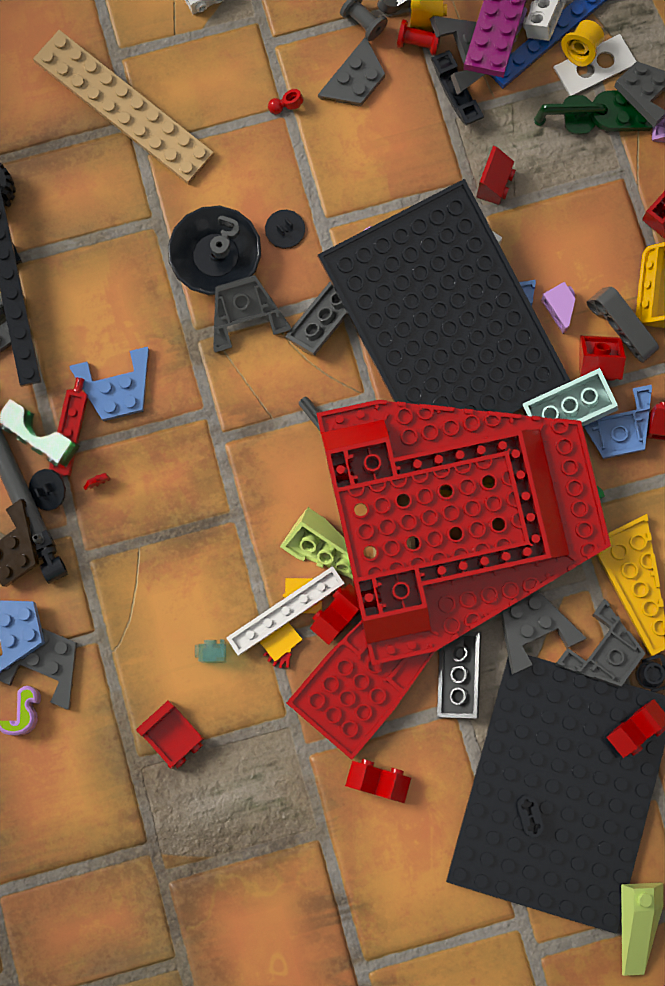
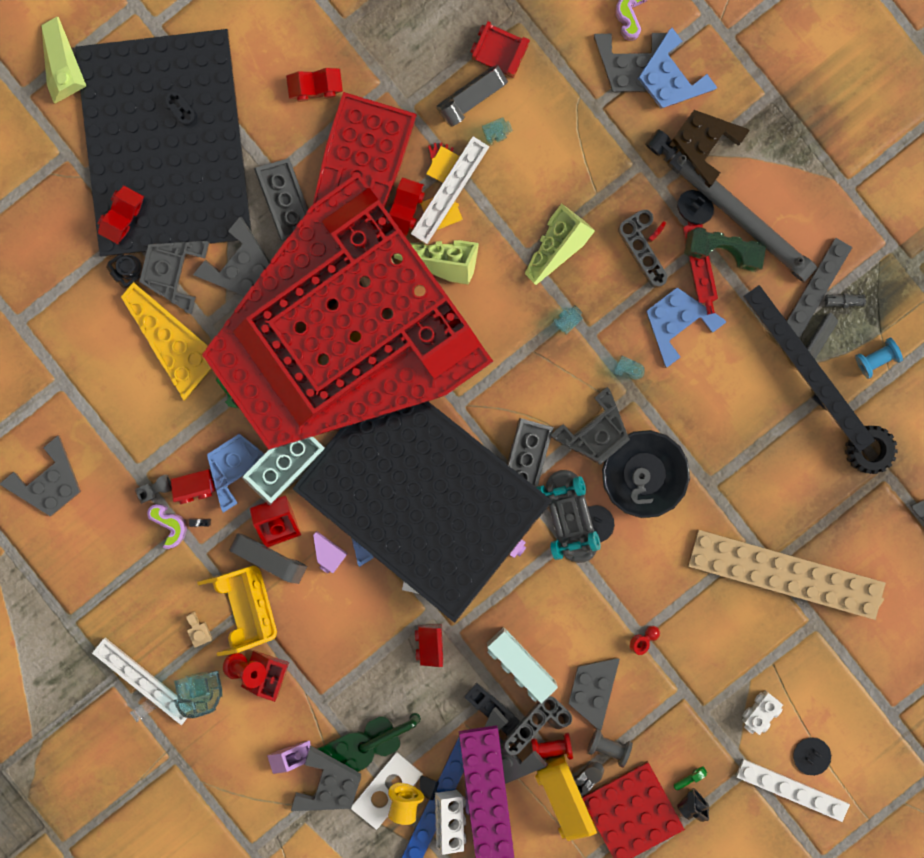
camera: 160 degrees right, 10 degrees up
(117, 467) = (646, 251): none -> dark grey beam
(181, 358) = (631, 368): none -> clear light blue leg
(196, 512) = (564, 238): none -> yellowish green wedge
(221, 699) = (471, 95): none -> dark grey beam
(223, 432) = (569, 319): none -> clear light blue brick
(304, 241) = (570, 517): none -> dark grey piece
(310, 410) = (502, 370): dark grey axle -> none
(415, 122) = (522, 665): none -> light aqua brick
(430, 58) = (531, 728): none -> dark grey beam
(553, 50) = (428, 787): none -> black tile

